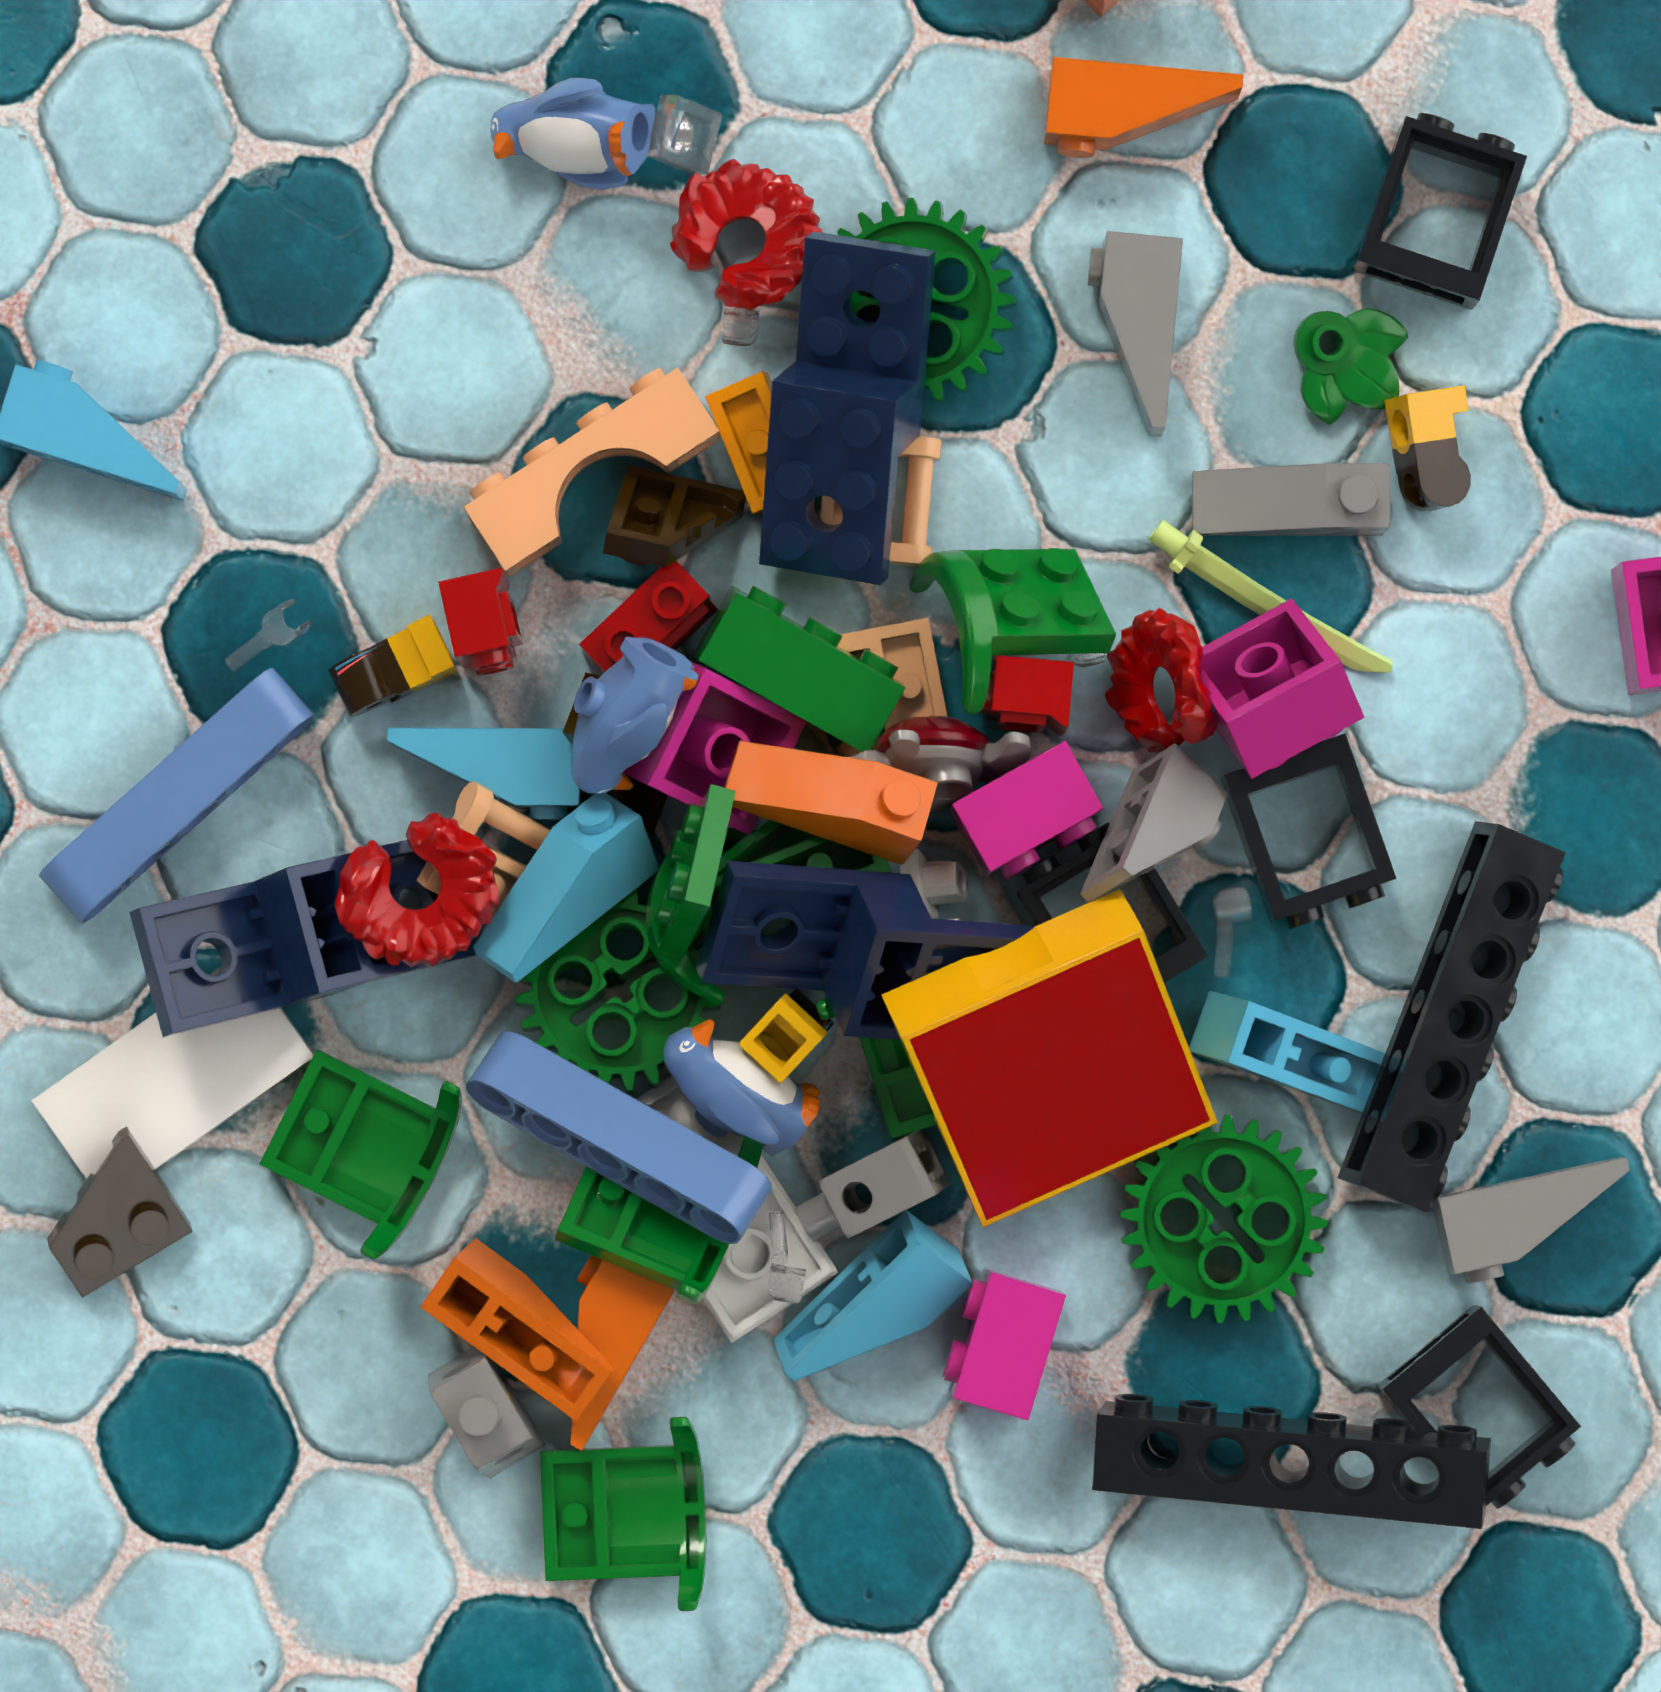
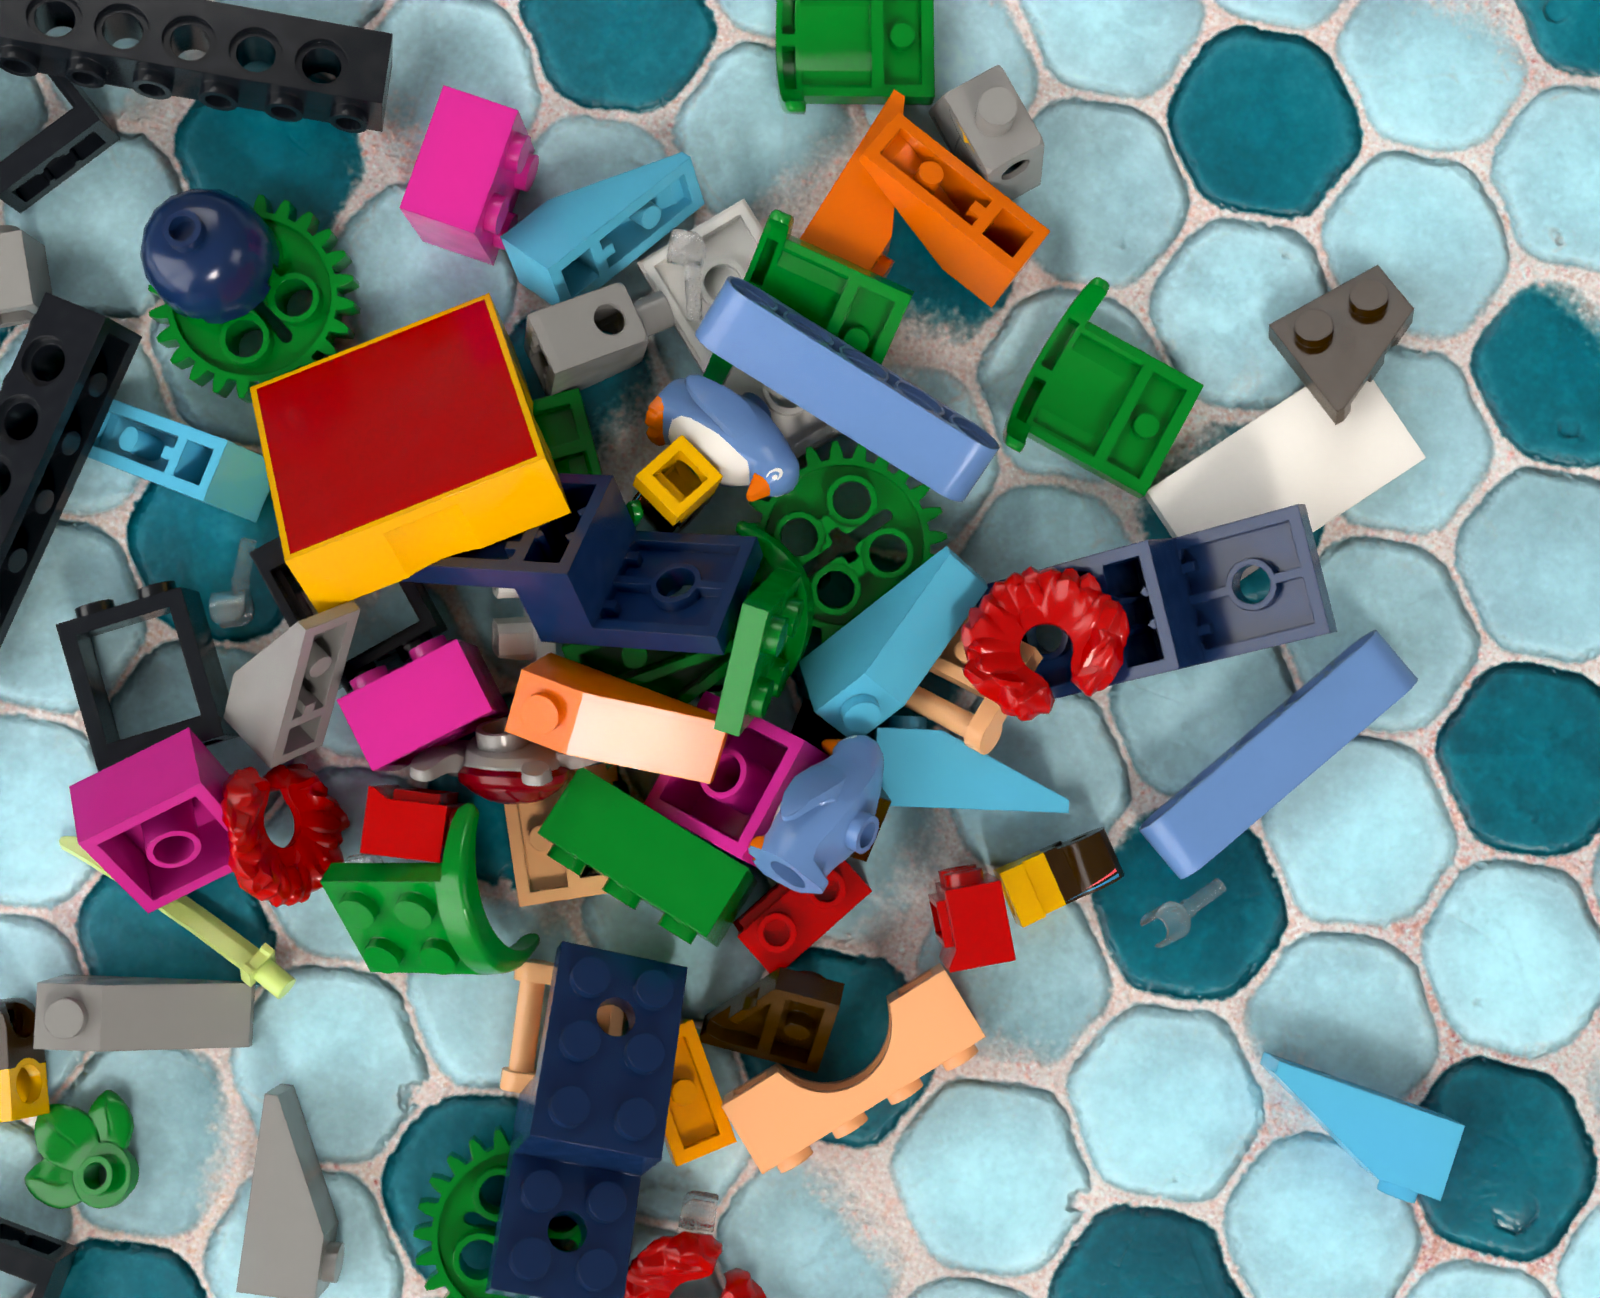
camera: 175 degrees right, 0 degrees up
(1260, 1250) = (208, 255): none -> dark blue cylinder

